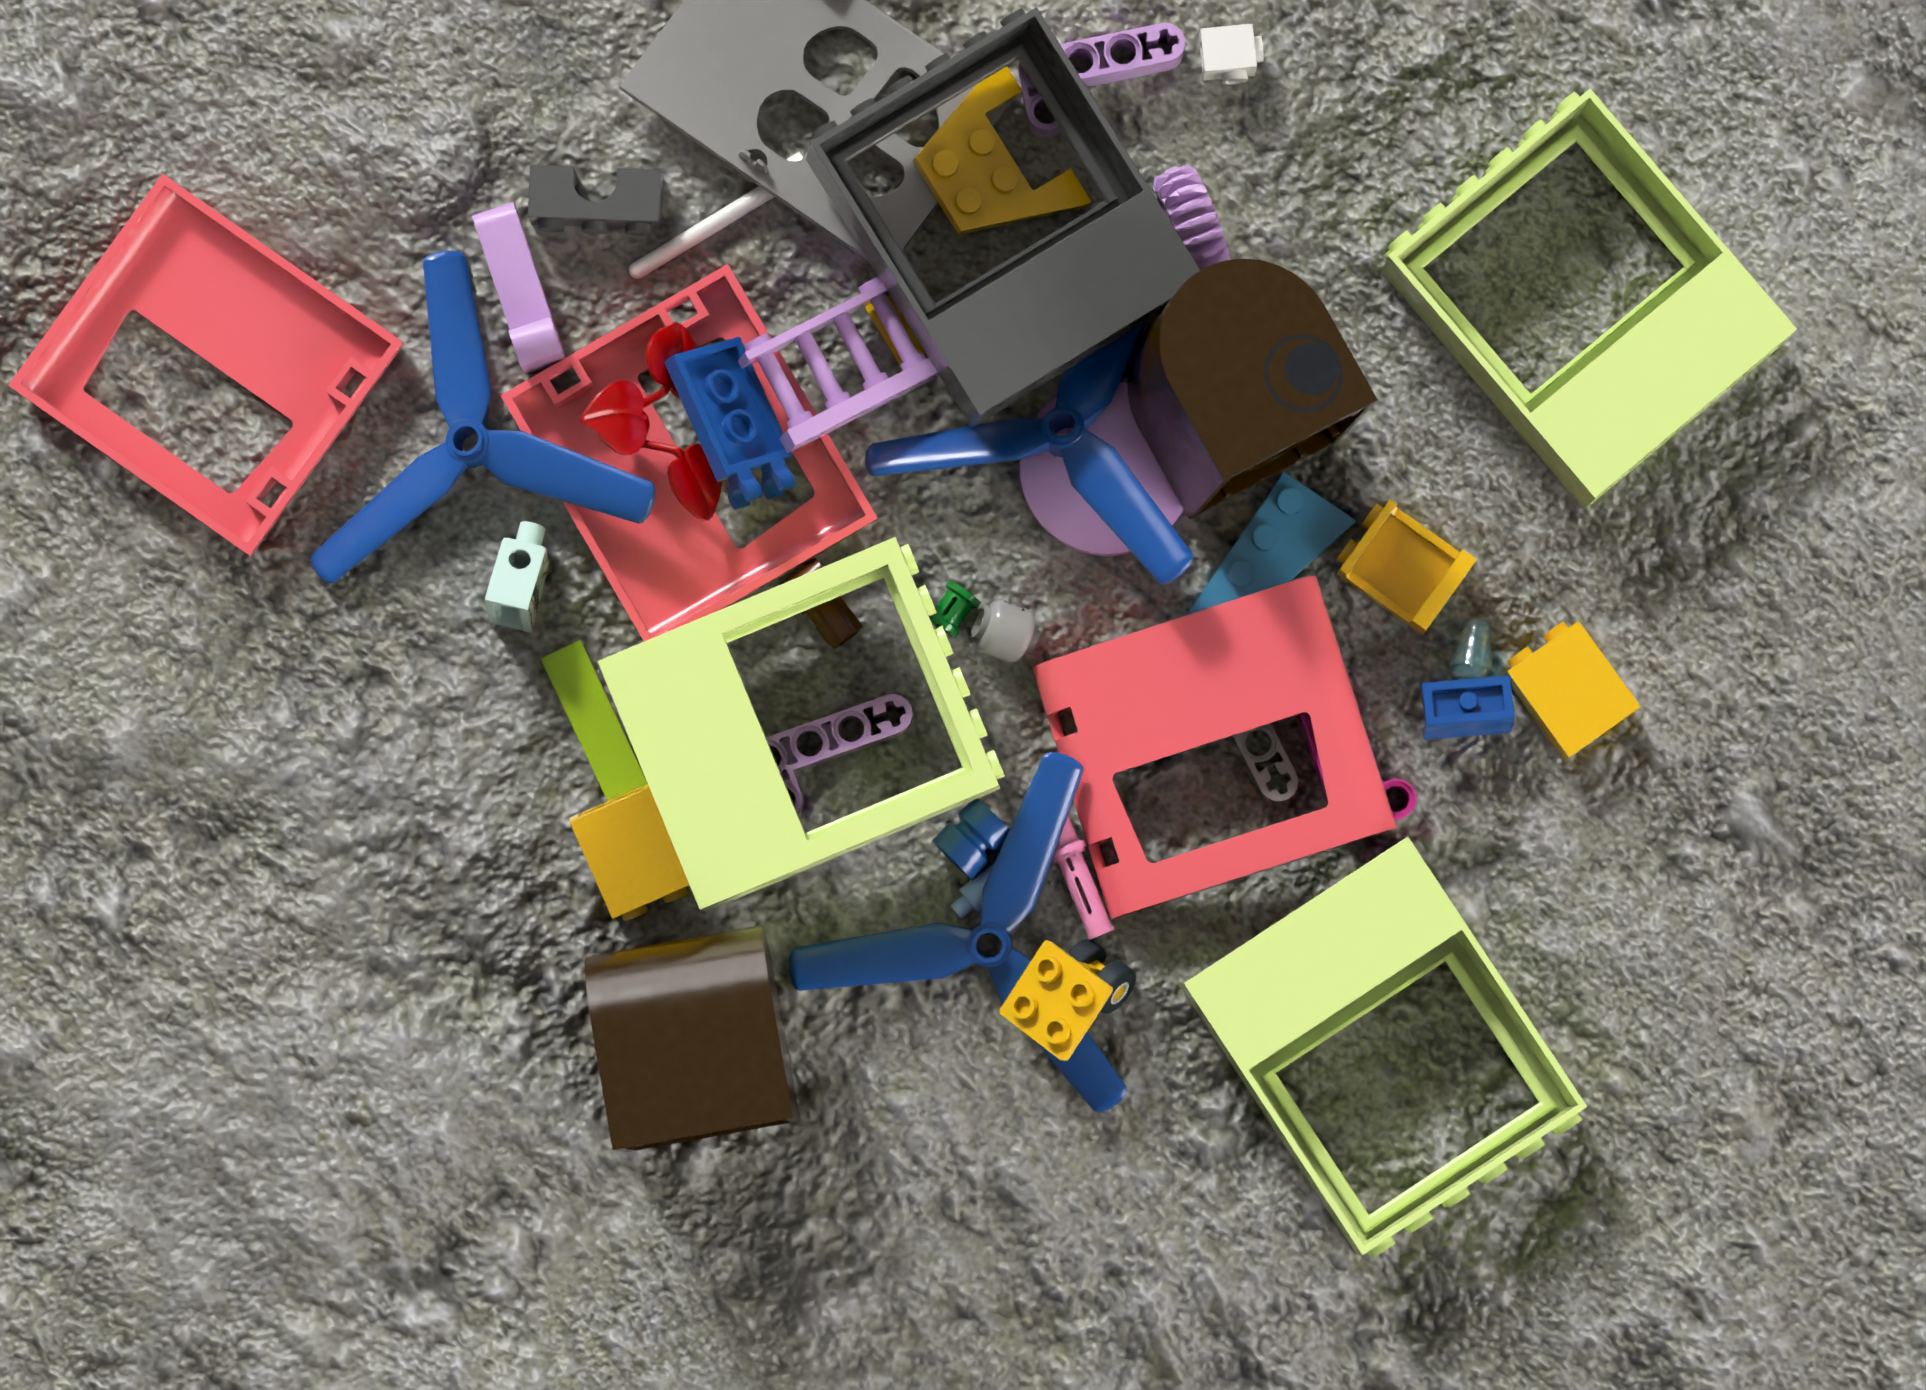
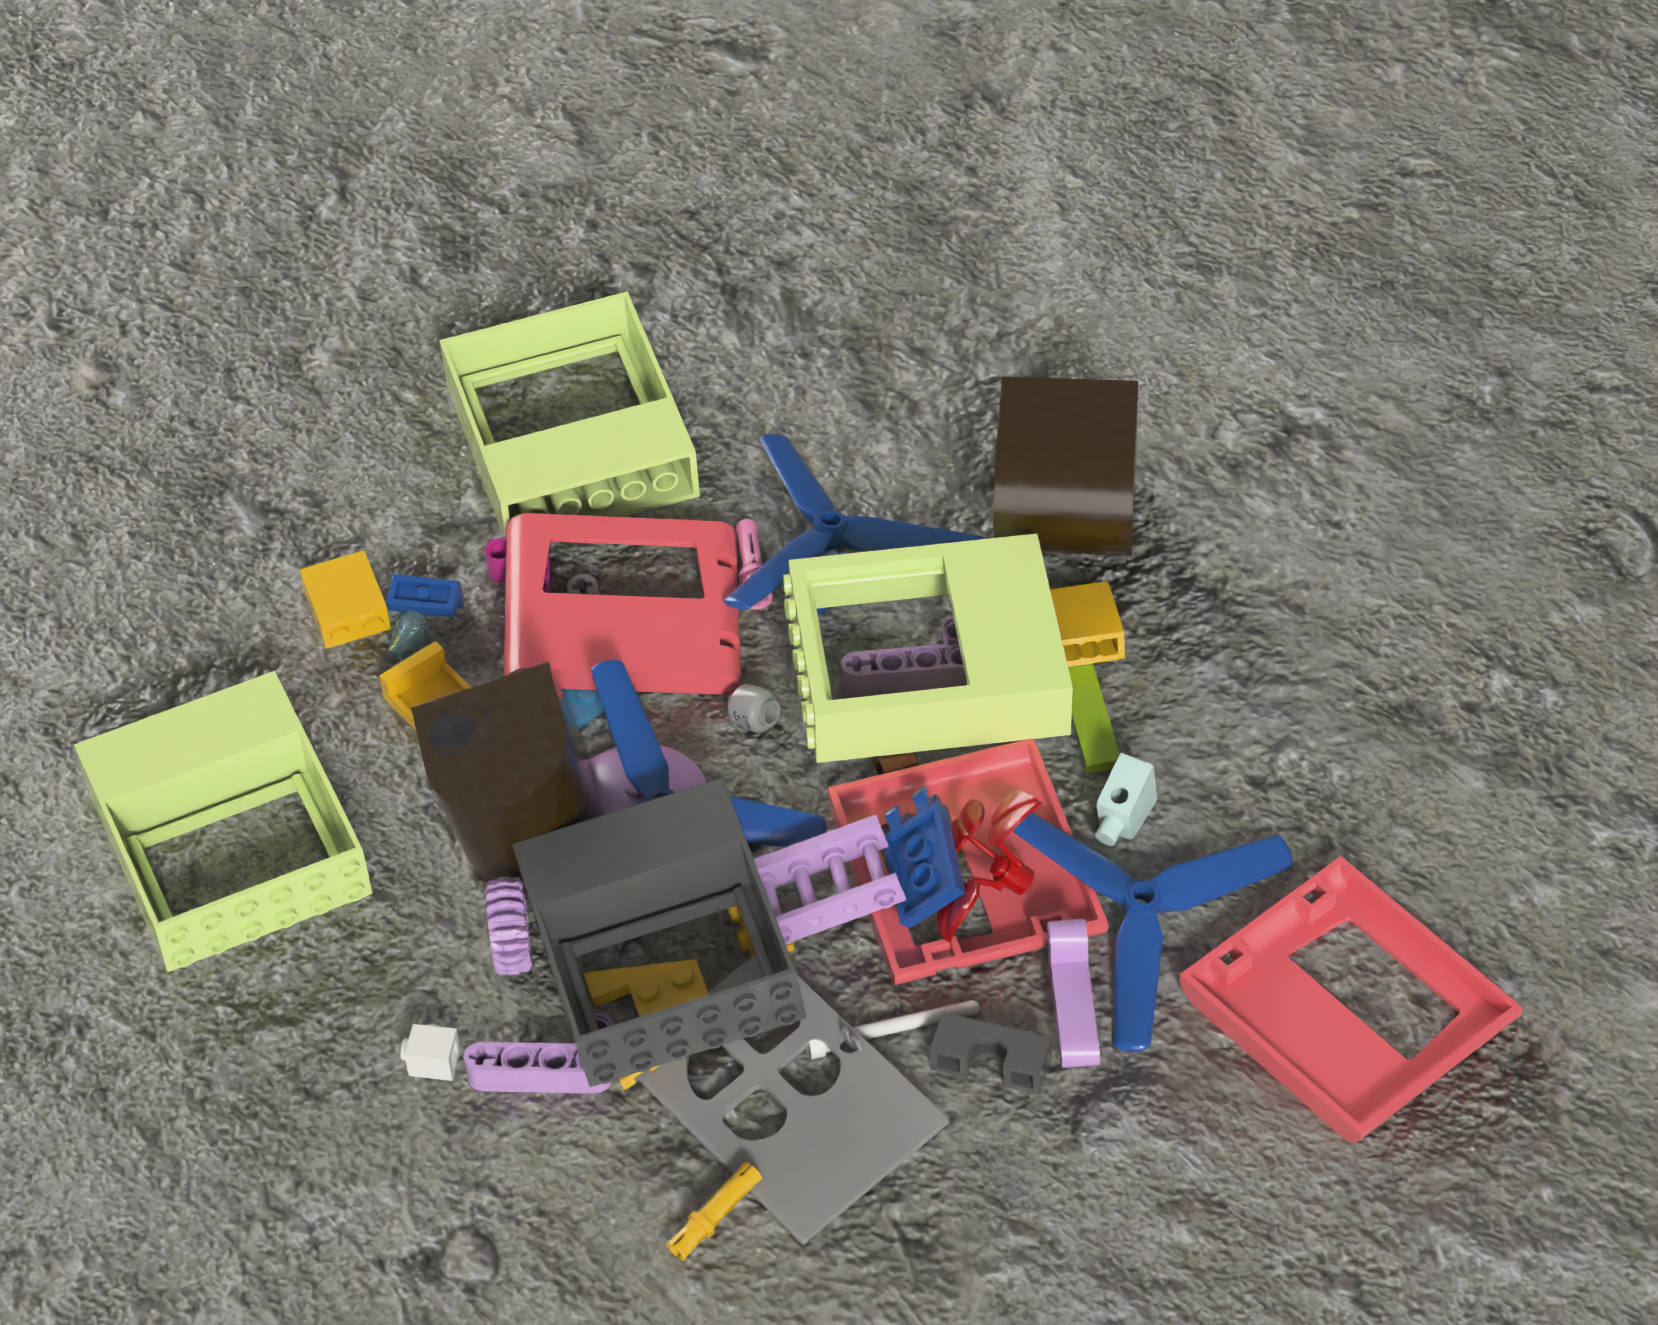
camera: 165 degrees left, 35 degrees down
(953, 608) = (787, 731): green bush -> none
(1065, 993) = (786, 475): yellow plate -> none

